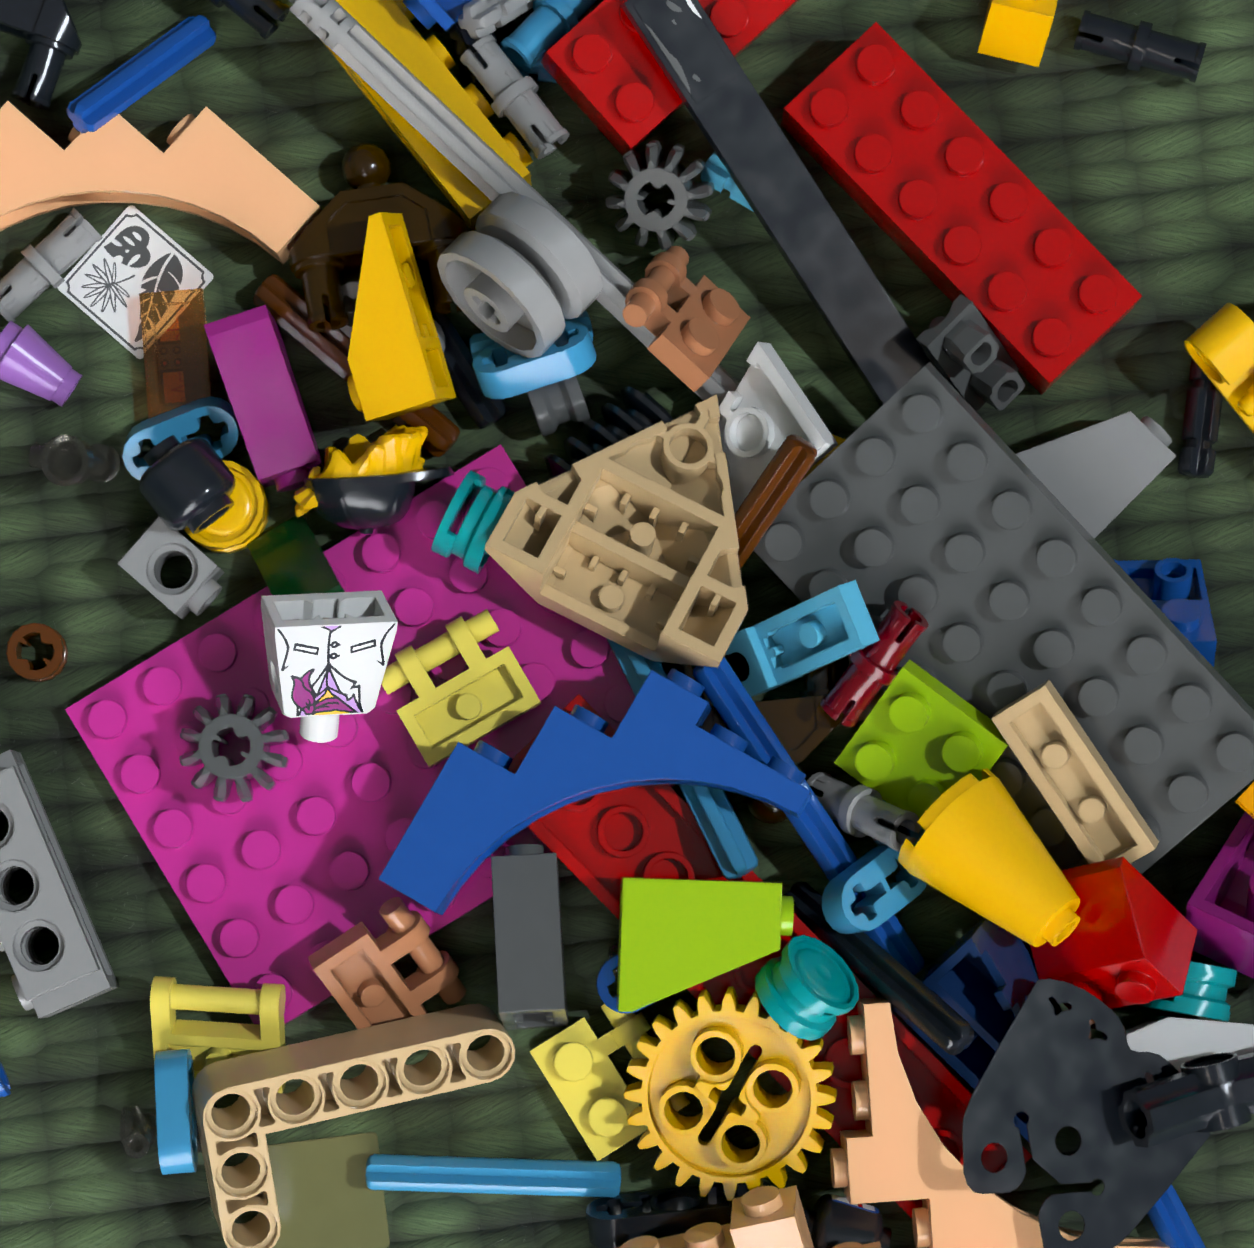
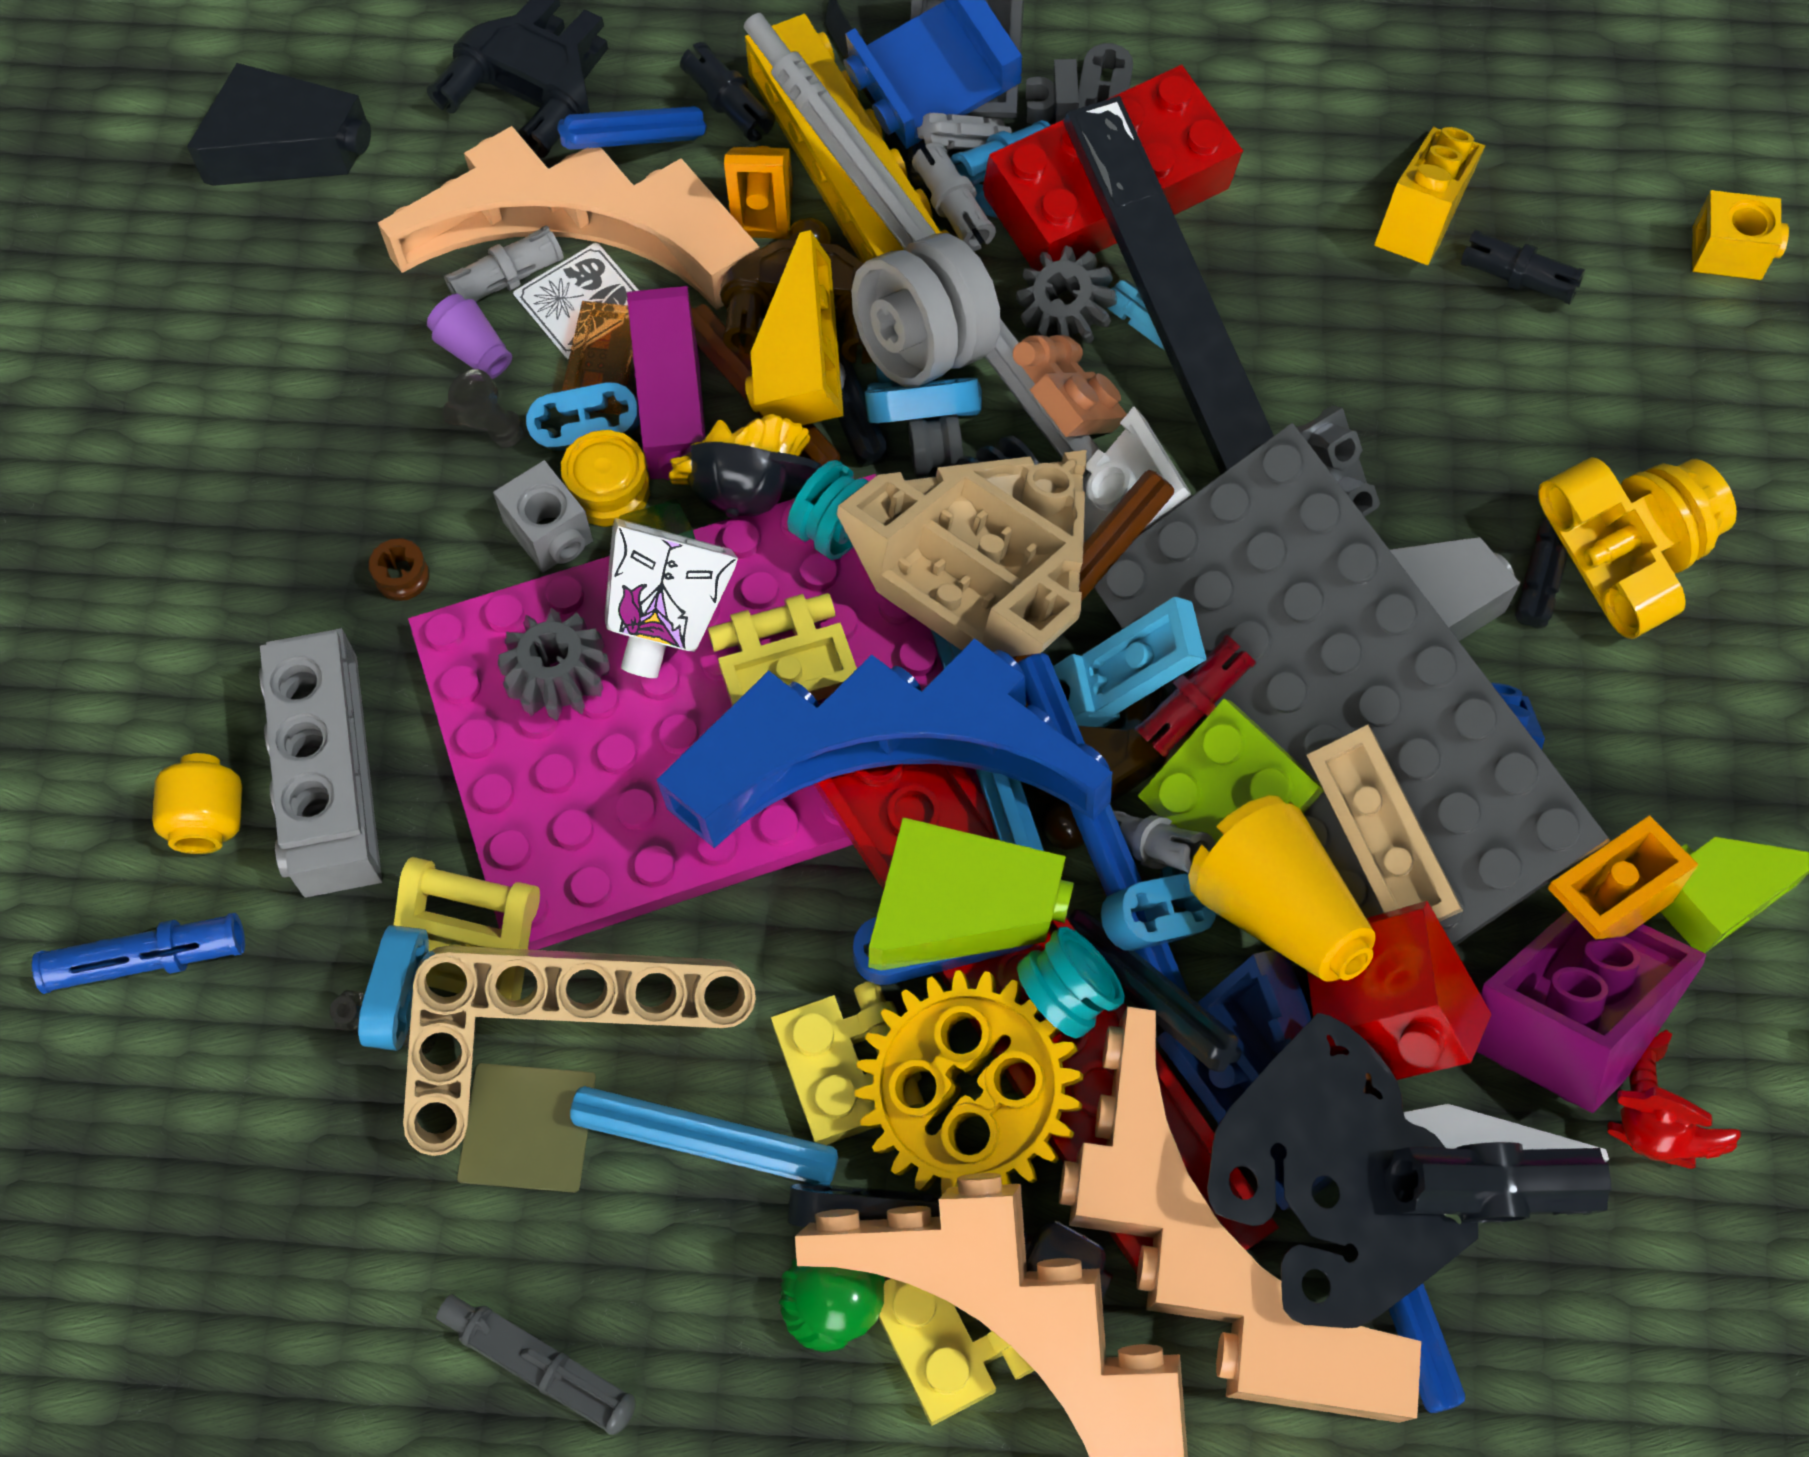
camera: 10 degrees right, 20 degrees down
(187, 484) = (575, 429): black head -> none
(298, 115) = (760, 189): none -> light orange slope
(367, 983) = (623, 907): nougat plate -> none
(529, 938) = (794, 900): dark grey slope -> none
(958, 206) = (1336, 342): red brick -> none
(1203, 993) = (1479, 1086): teal wheel -> none

